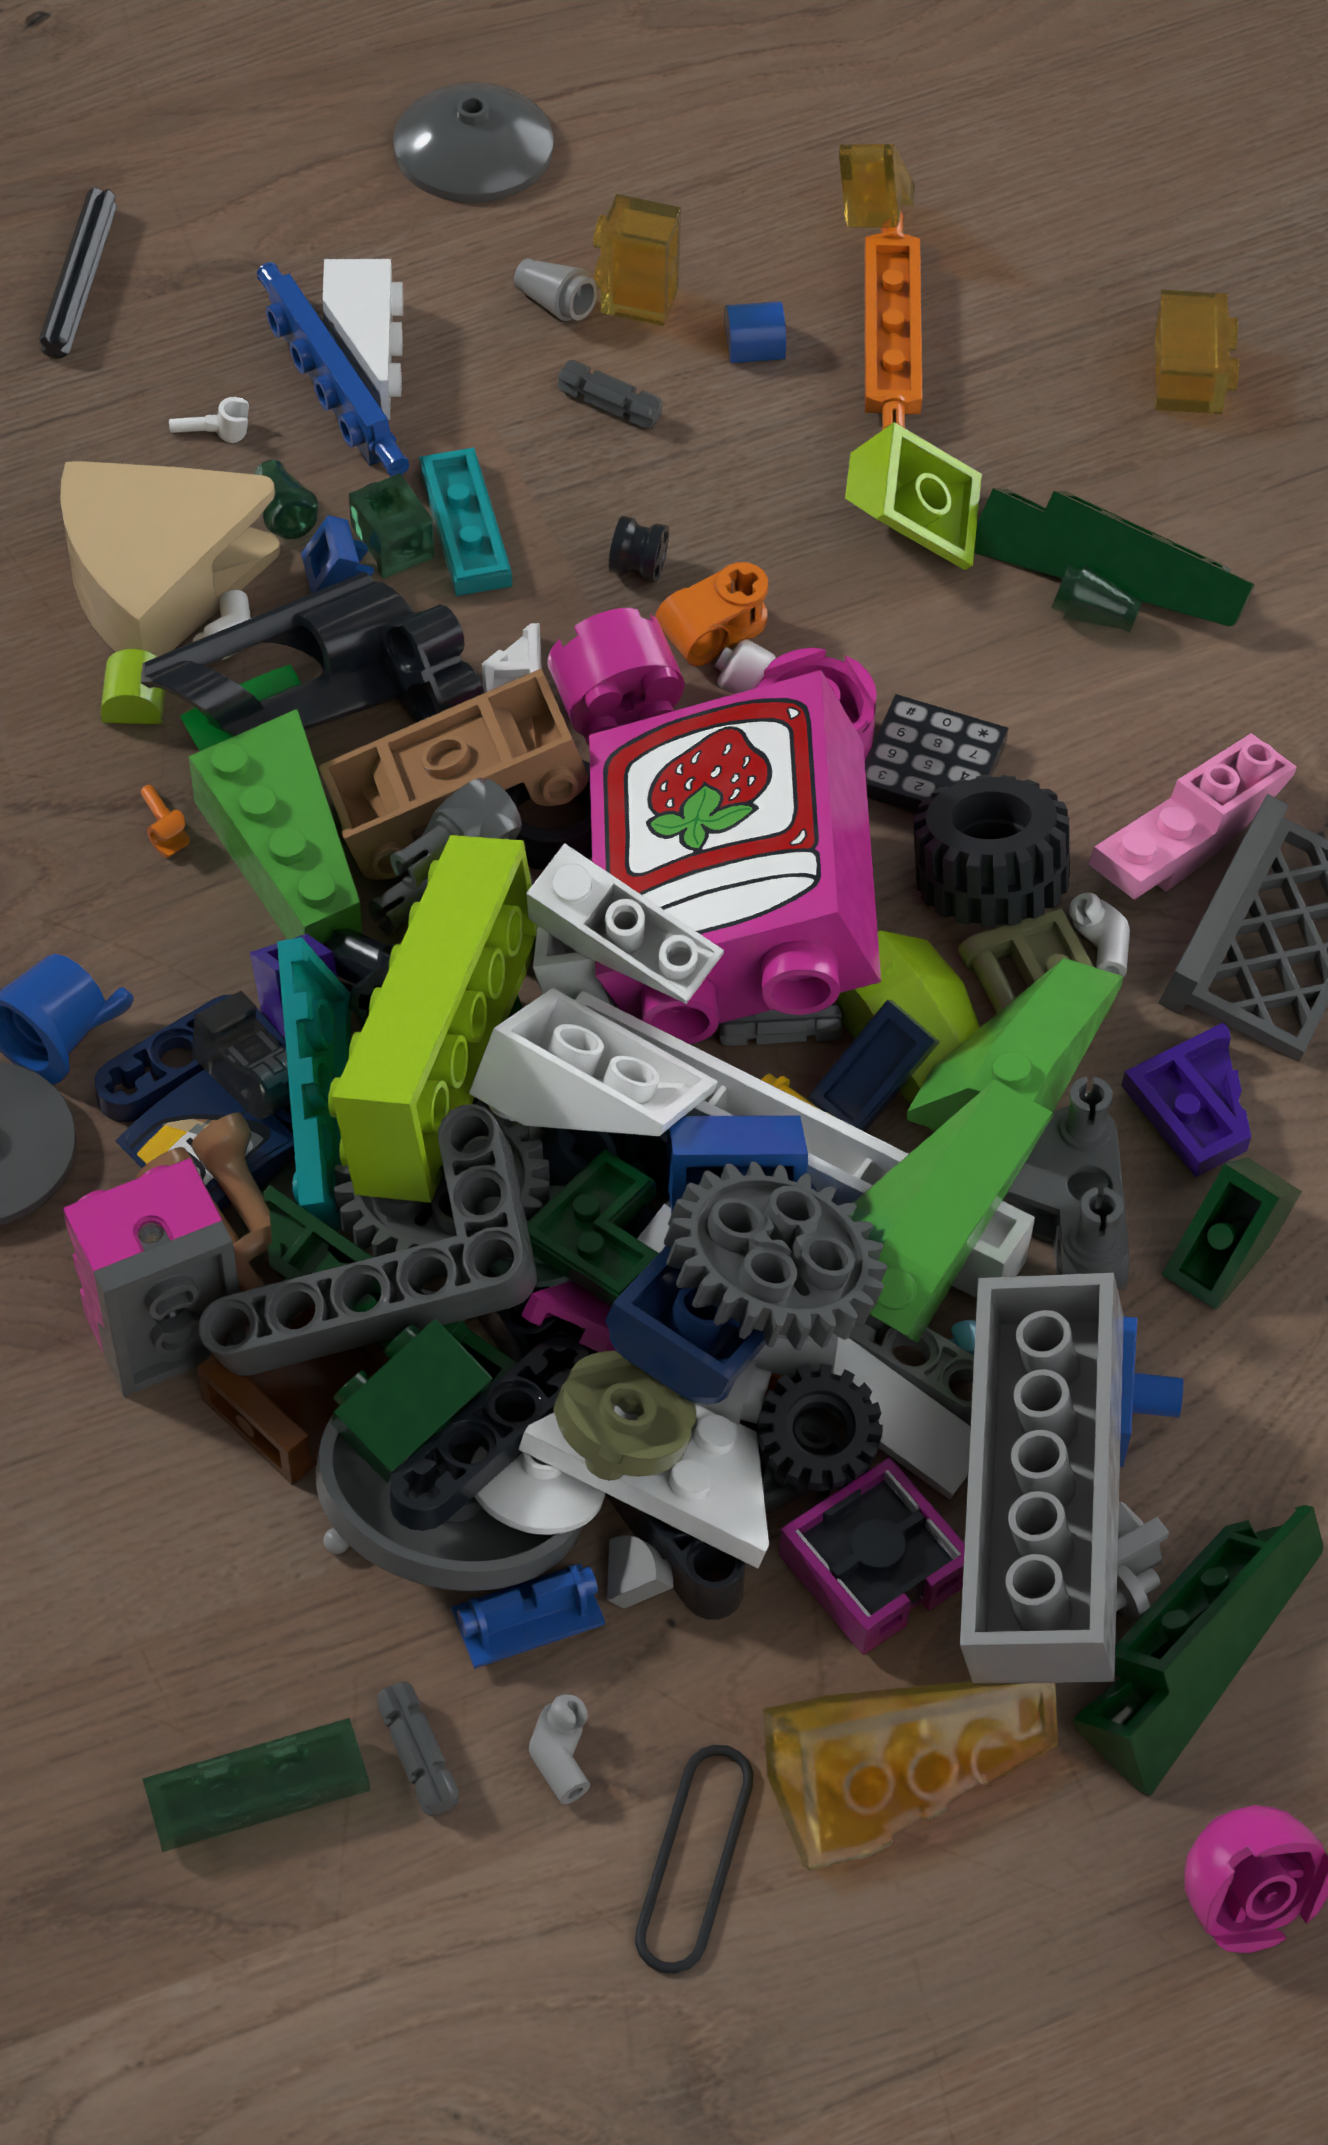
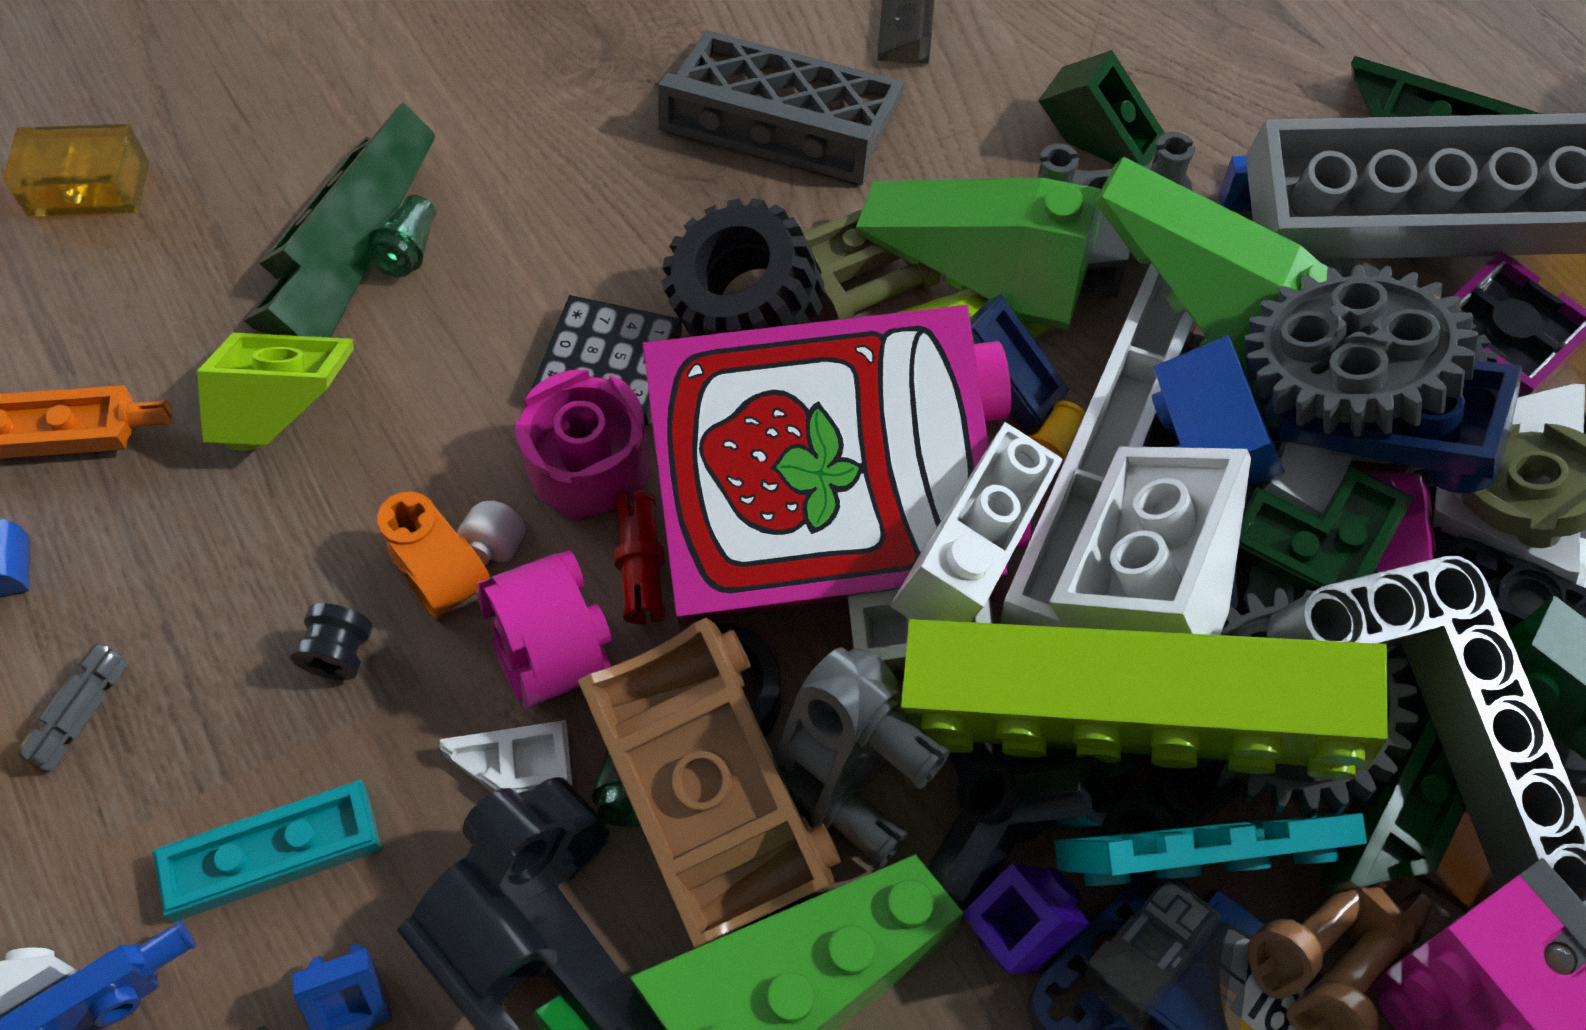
camera: 95 degrees left, 5 degrees up
(392, 524) = (259, 919): clear green brick -> none
(1104, 929) = (812, 210): white arm -> none
(1194, 1100) = (973, 144): dark purple wing -> none
(1196, 822) = (666, 153): bright pink slope -> none

